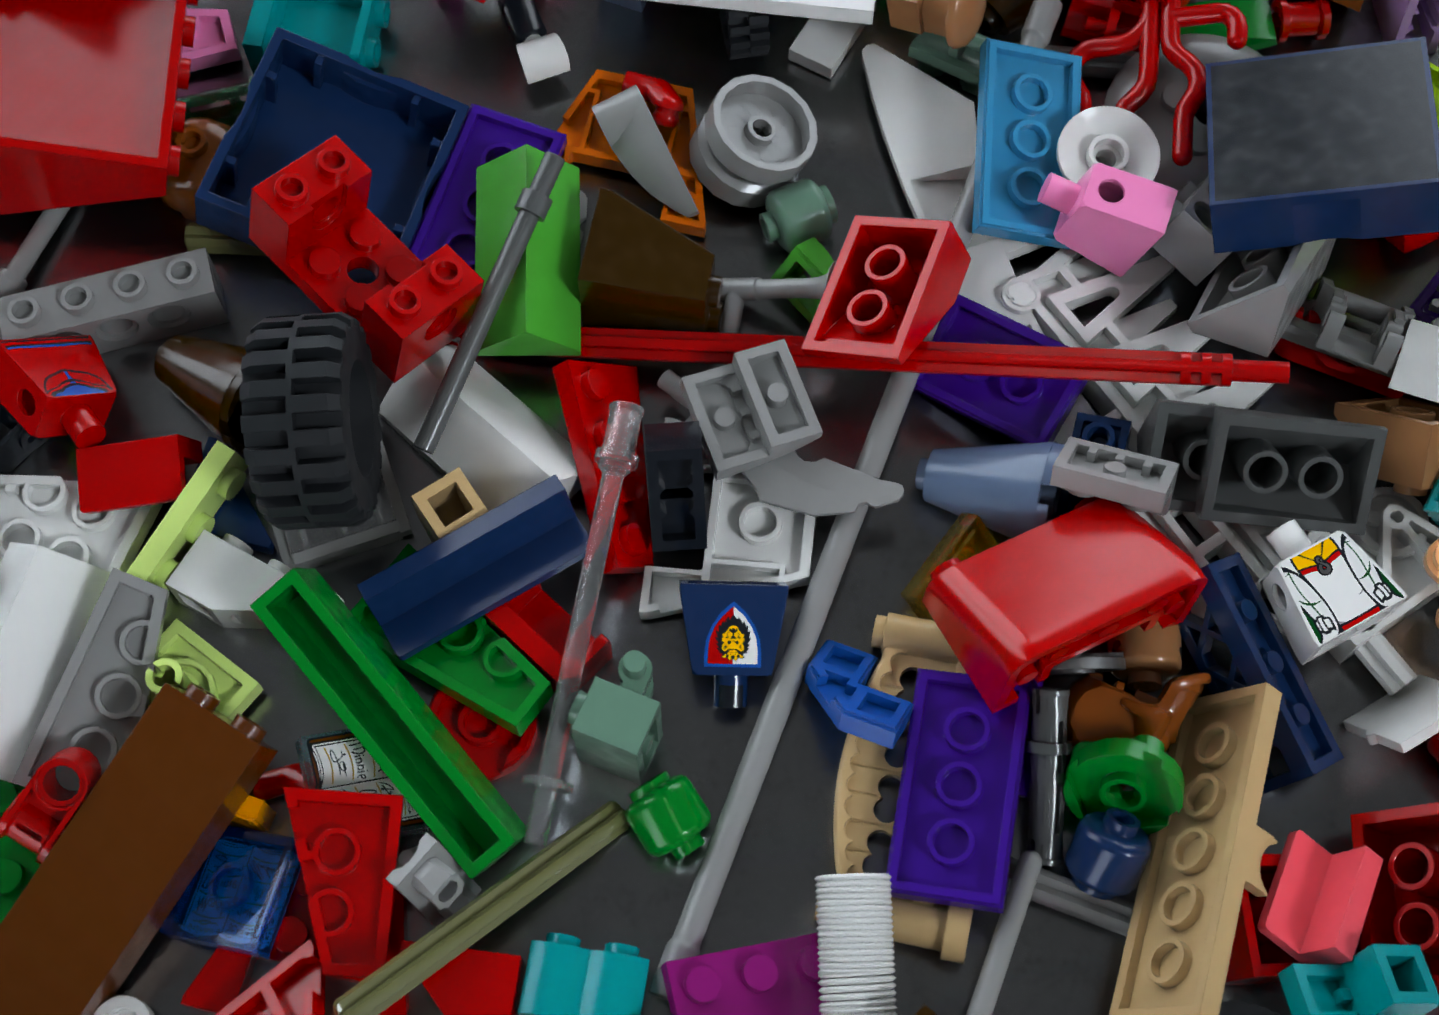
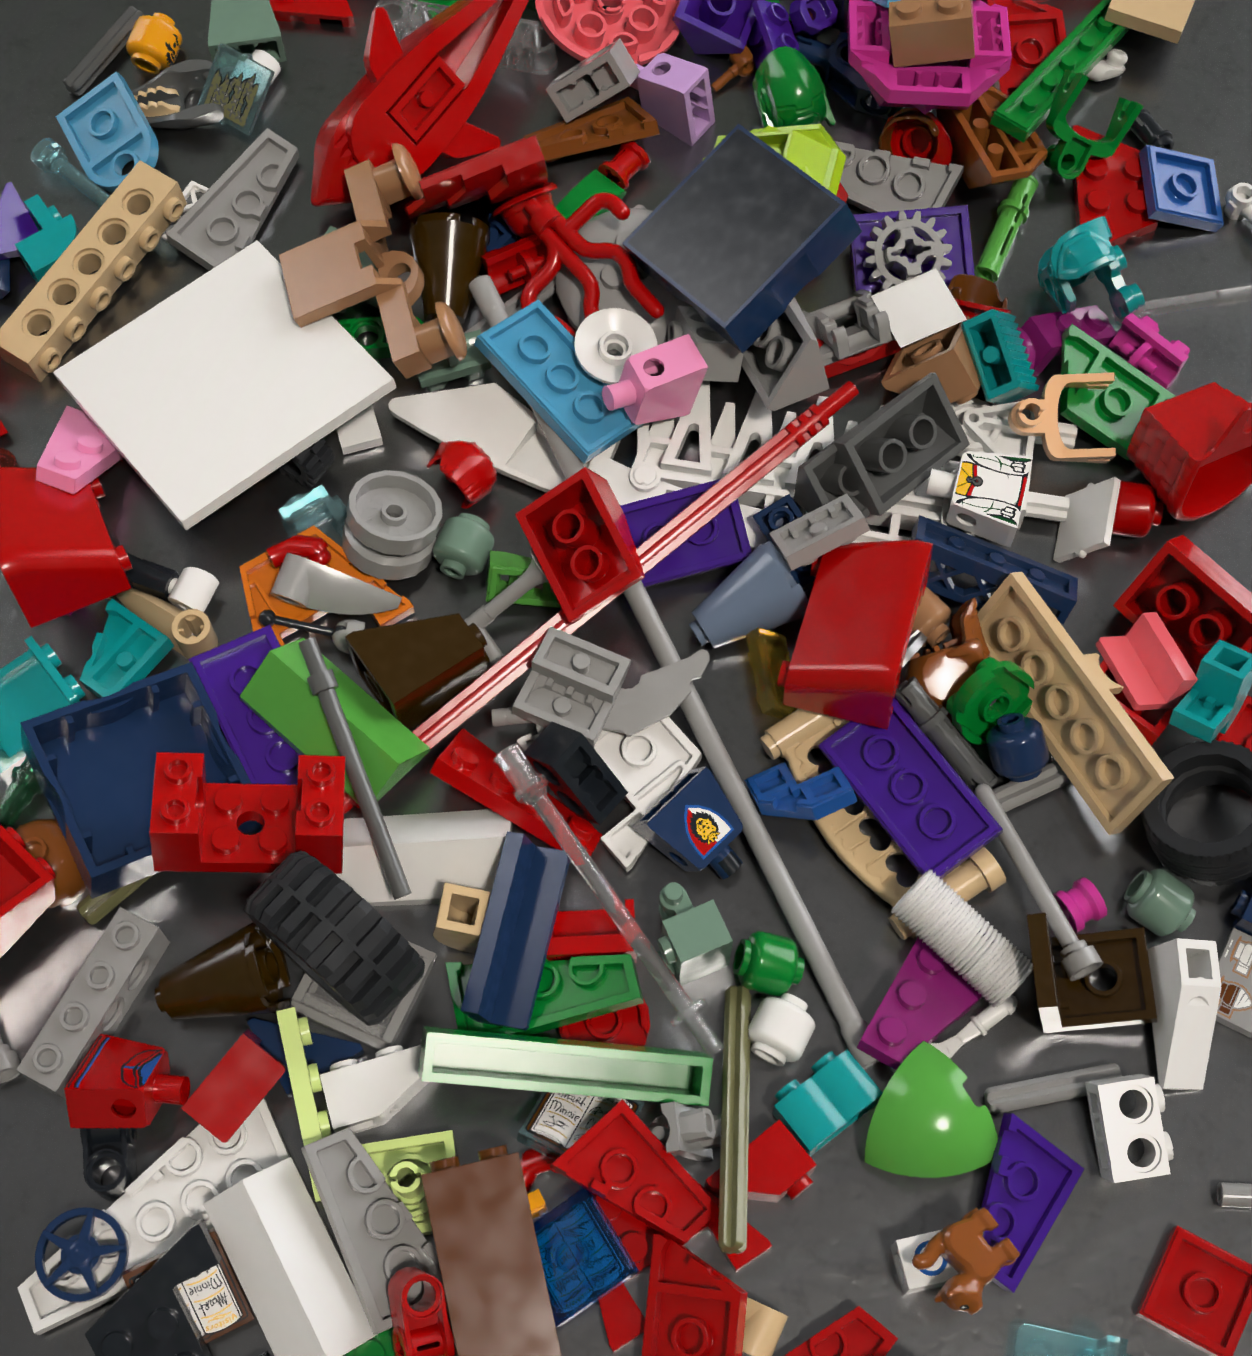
camera: 45 degrees left, 0 degrees up
(438, 60) = (123, 652): none -> teal wing
(503, 77) = (173, 622): none -> tan piece
(573, 130) = (337, 633): none -> hinge
(615, 883) = (780, 1029): none -> white head
(701, 72) = (313, 509): none -> clear light blue bracket
(866, 152) = (467, 468): none -> red hair

